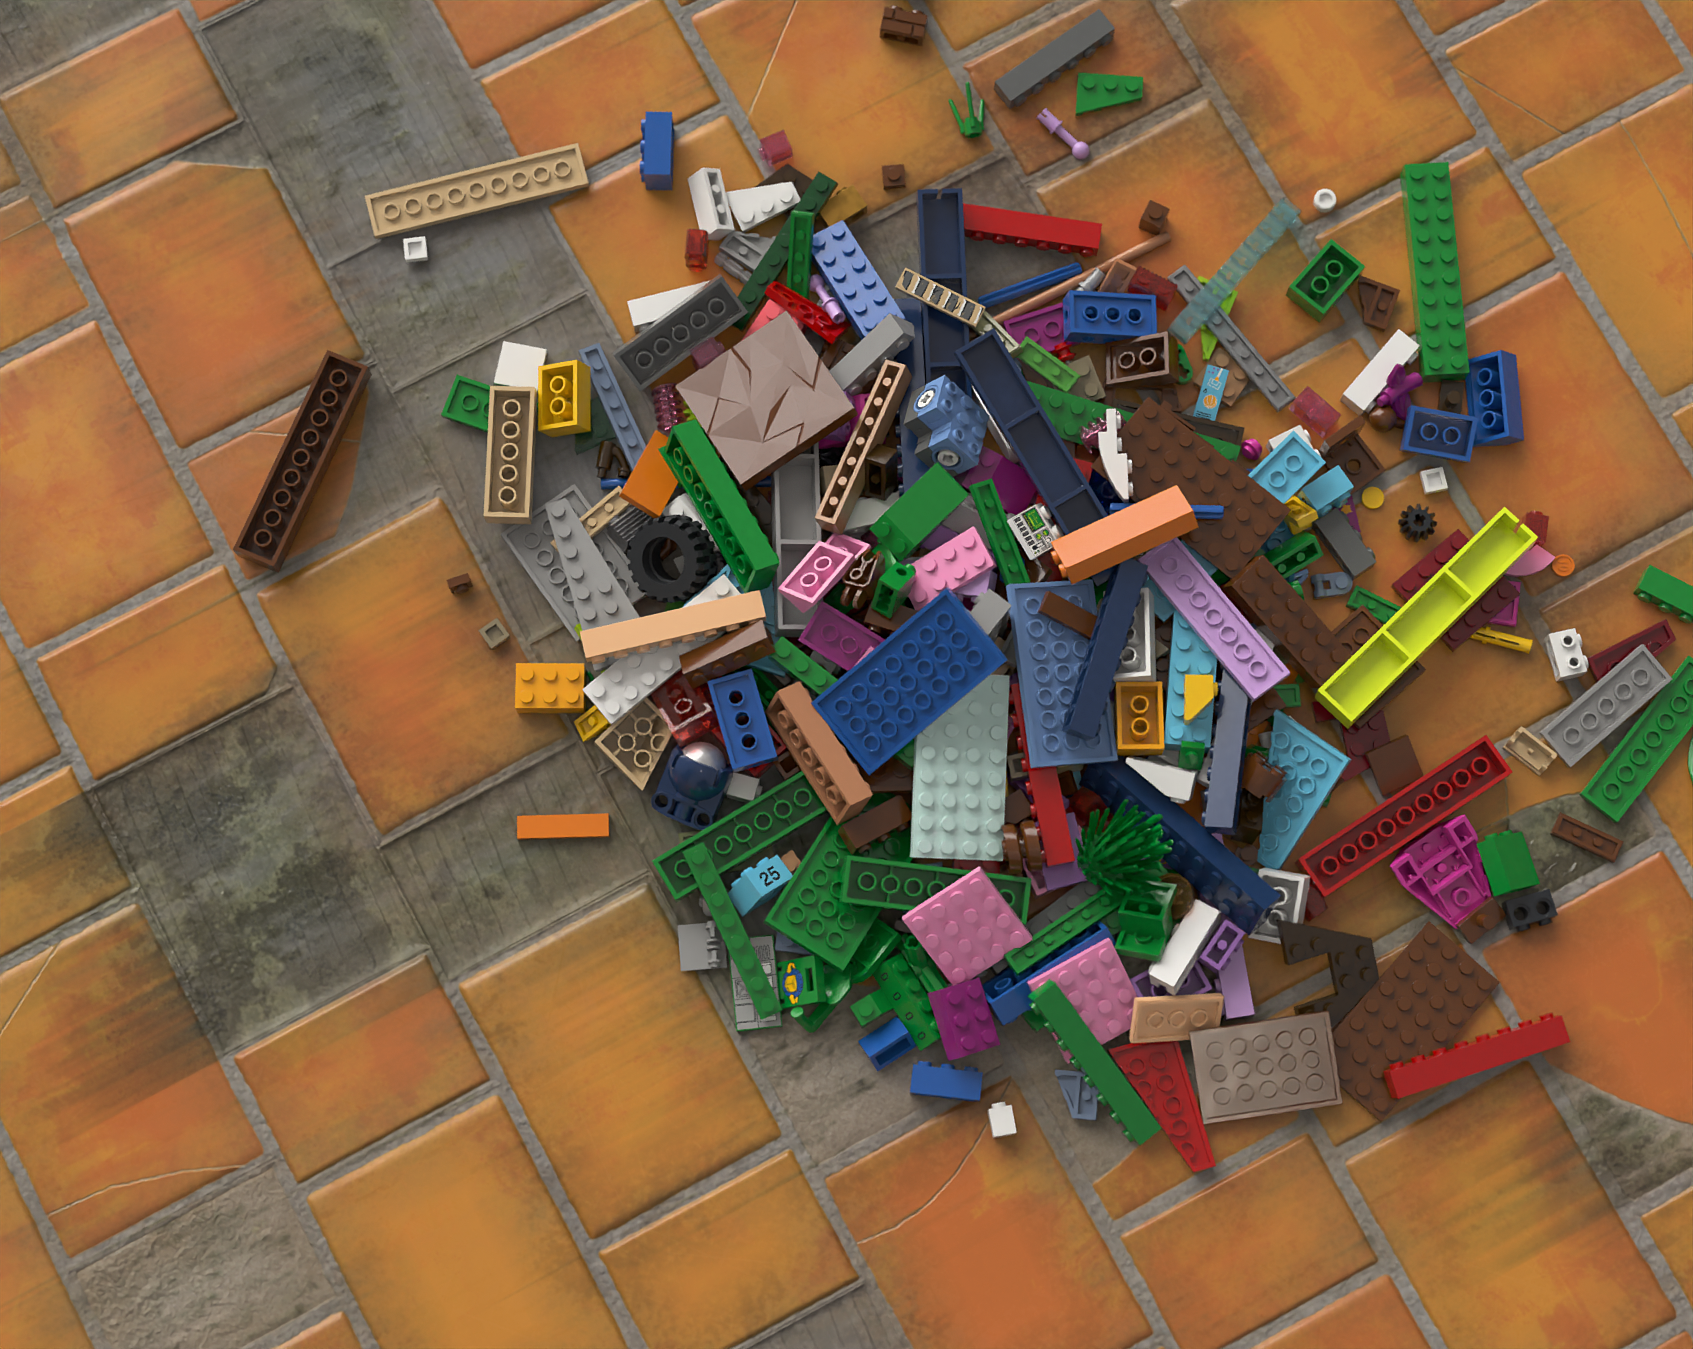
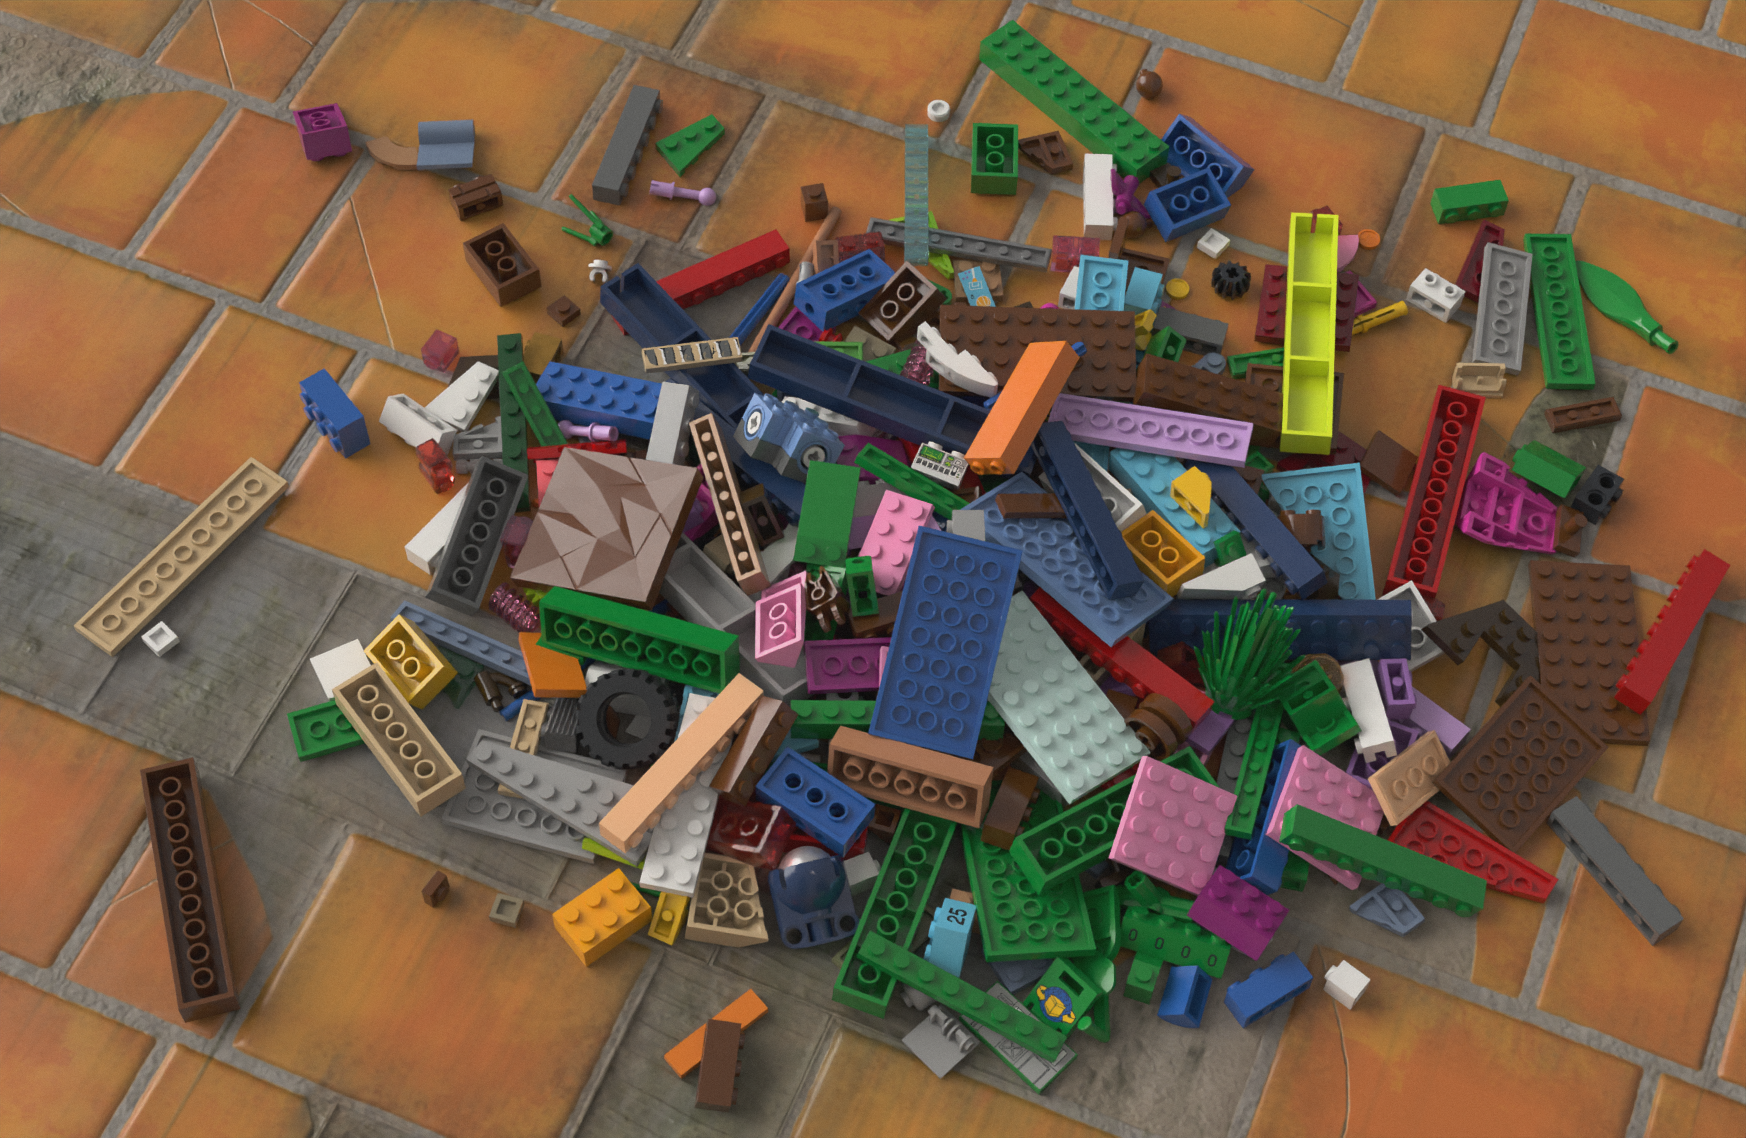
camera: 40 degrees left, 20 degrees down
(543, 852) = (719, 1065): none -> reddish brown brick
(874, 105) = (502, 264): none -> reddish brown brick
(948, 159) = (597, 267): none -> white plate
(1262, 1190) = (1615, 870): none -> dark grey brick
(1512, 298) = (1149, 84): none -> reddish brown piece

